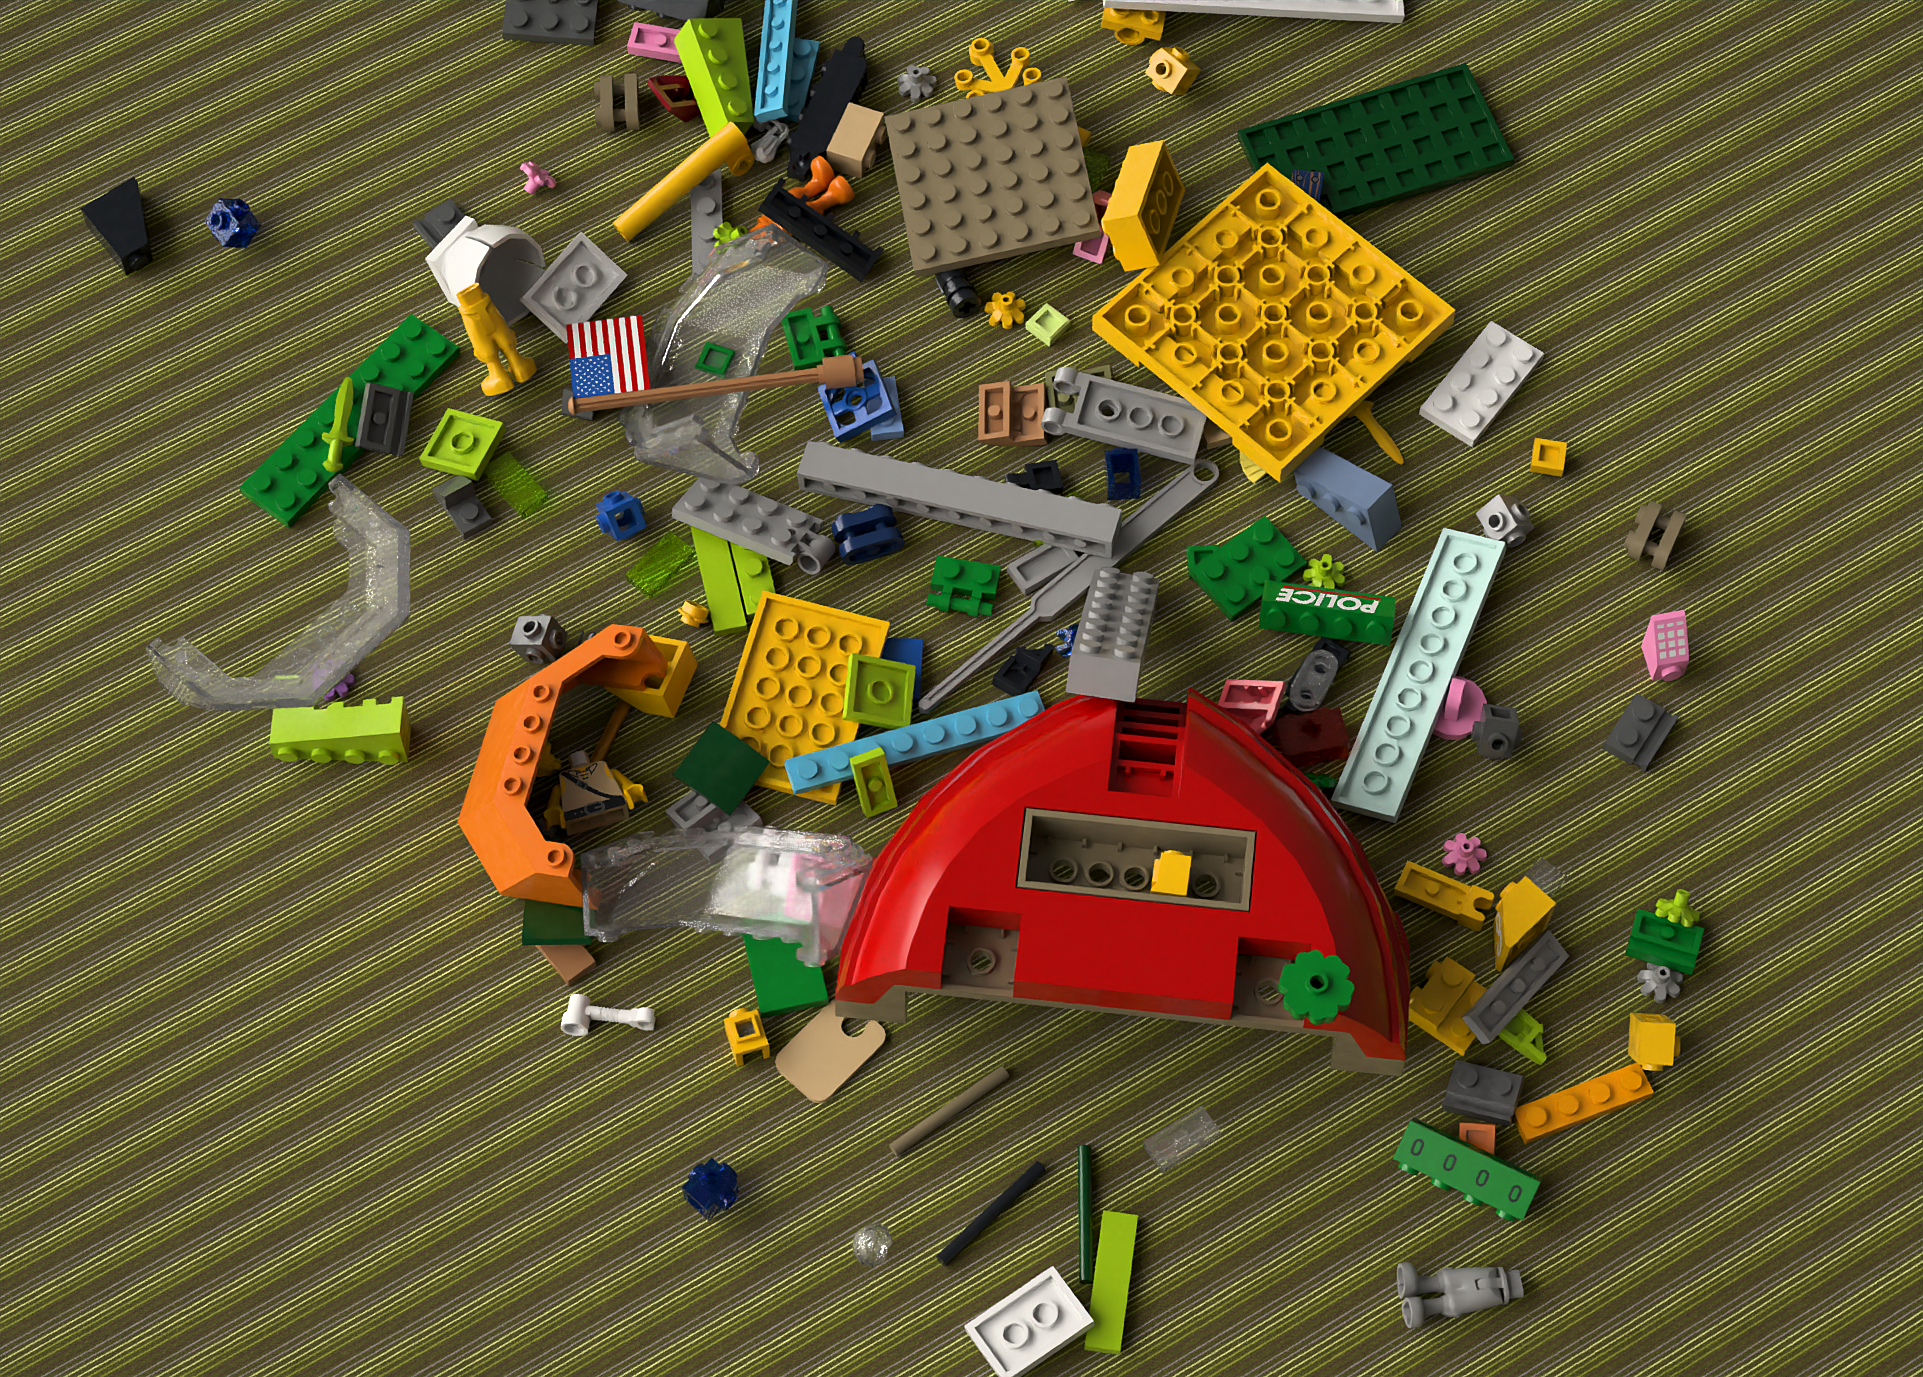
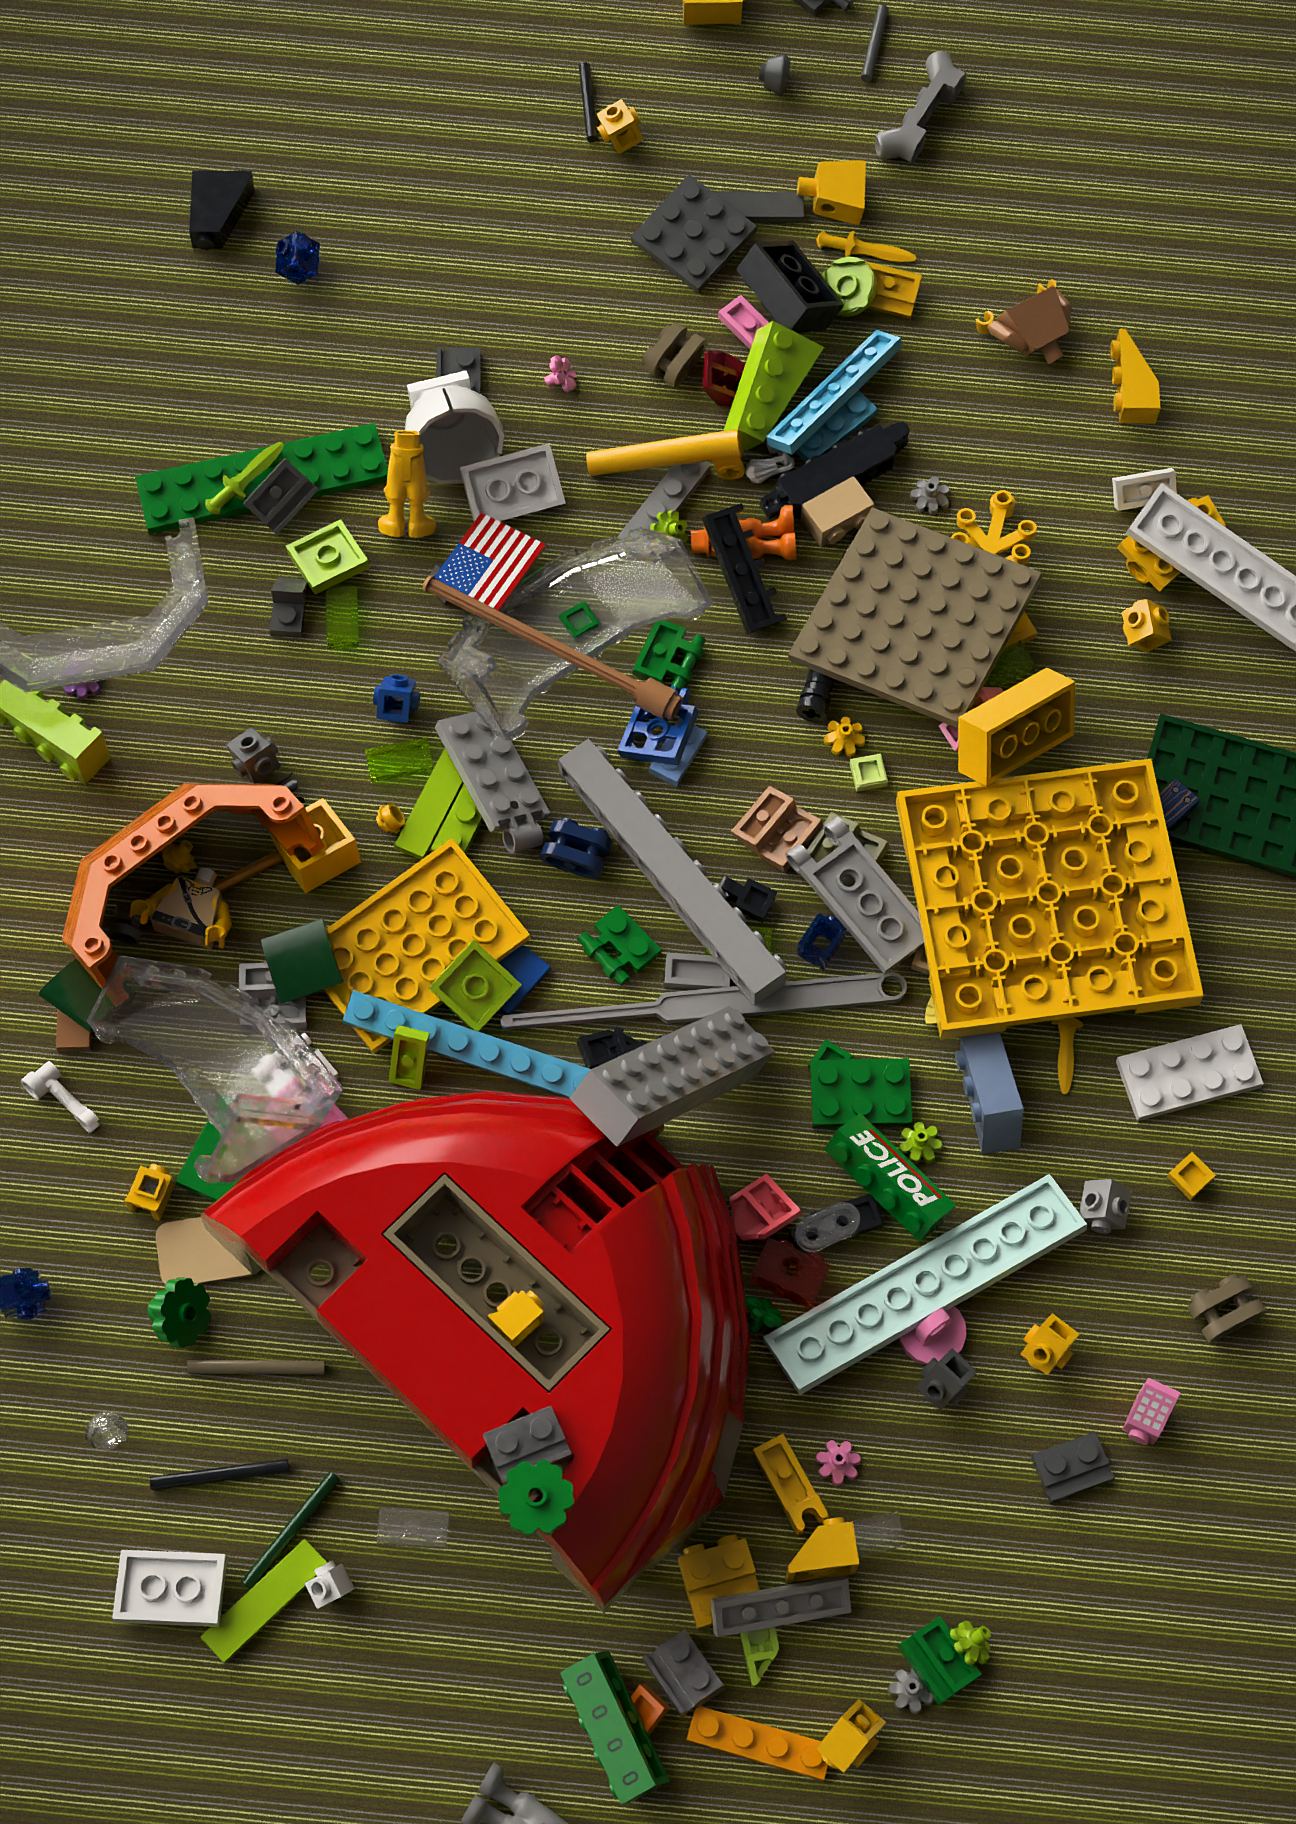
camera: 35 degrees right, 5 degrees up
(853, 1109) = (180, 1312): none -> green plant
(1154, 1228) = (329, 1584): none -> white plate
(1264, 958) = (528, 1440): none -> flat silver plate
(1551, 651) = (1049, 1344): none -> yellow brick

